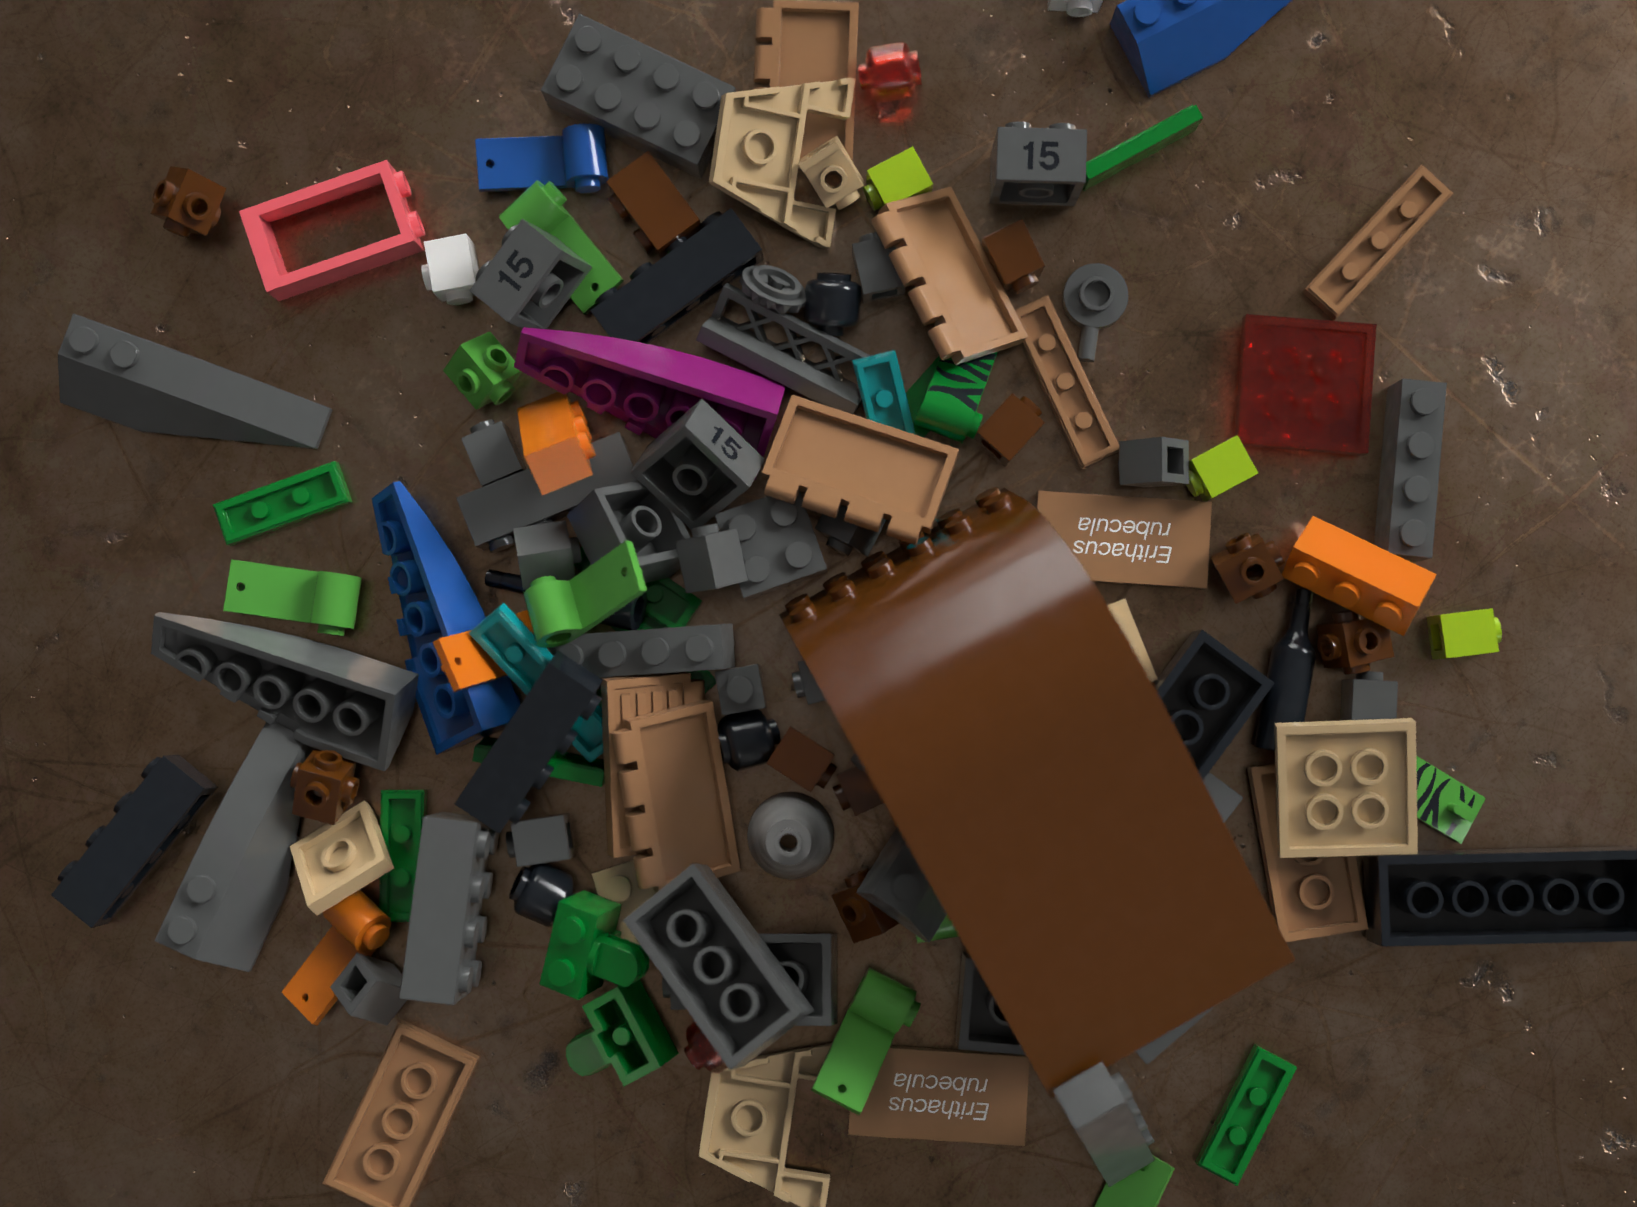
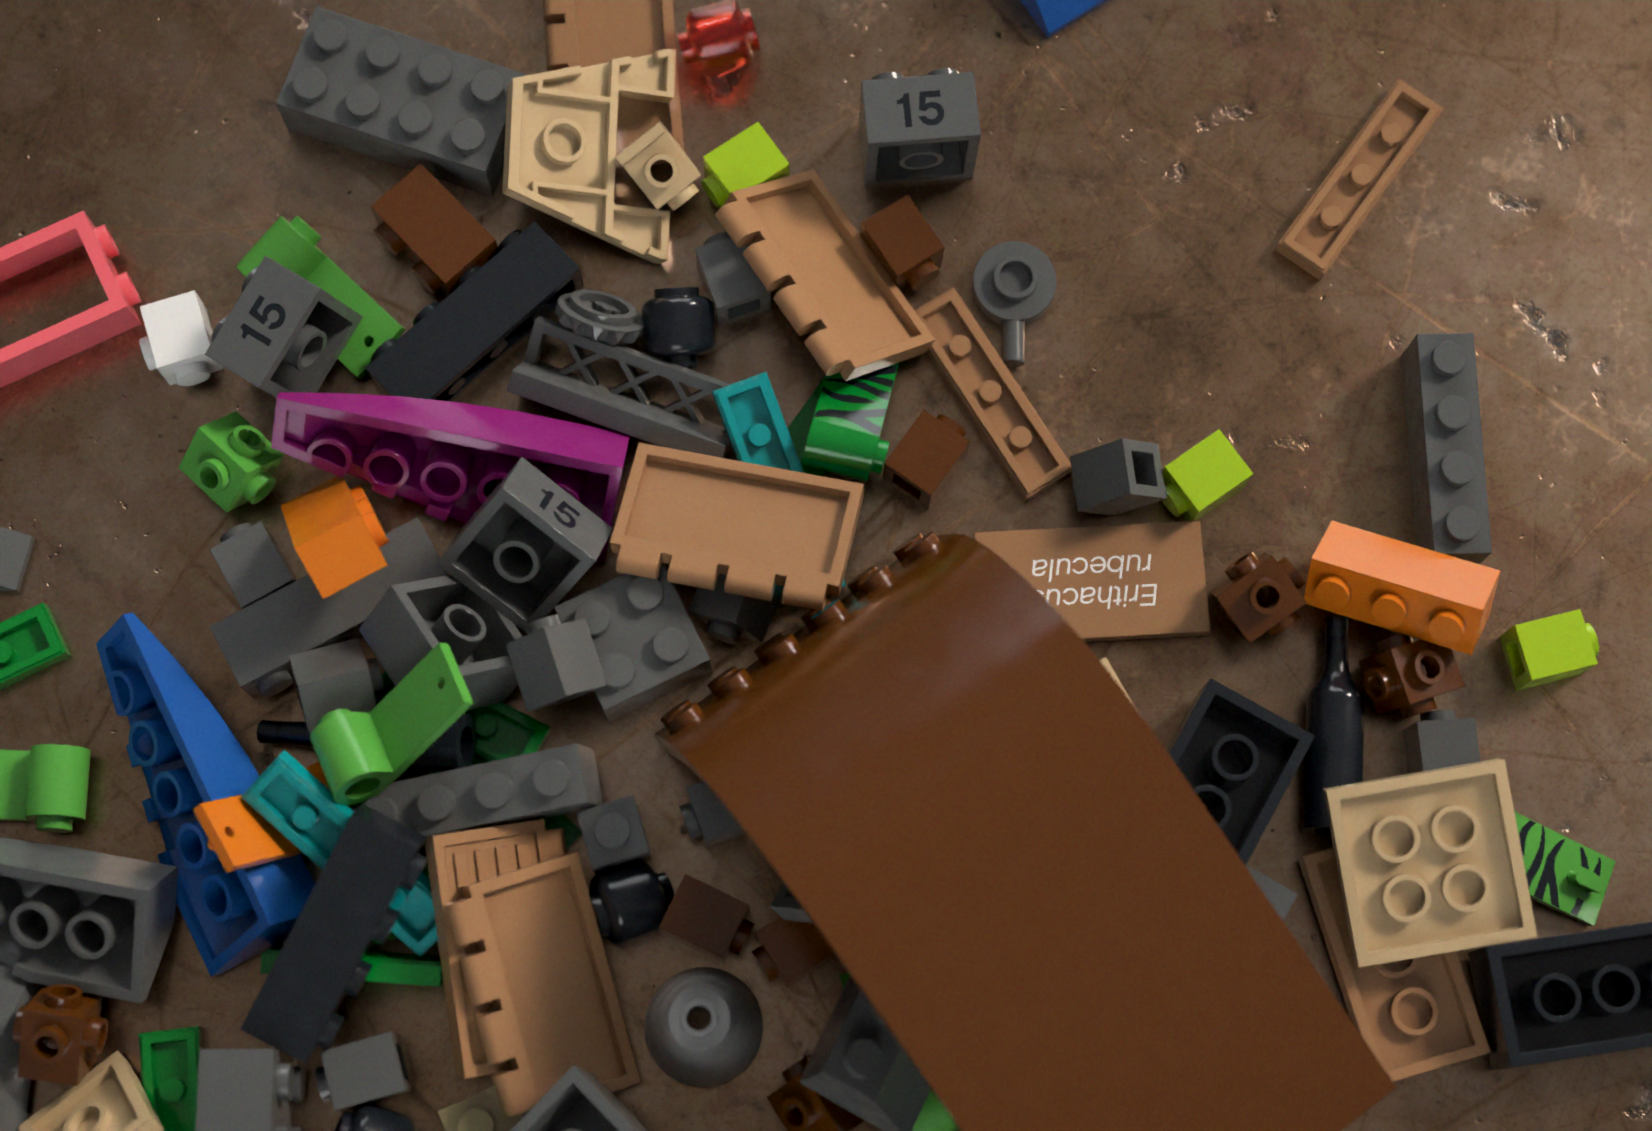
camera: 20 degrees left, 10 degrees down
(567, 160) = (321, 191): blue door -> none
(1142, 145) = (1046, 93): green tile -> none
(1305, 384) = (1297, 361): clear red plate -> none

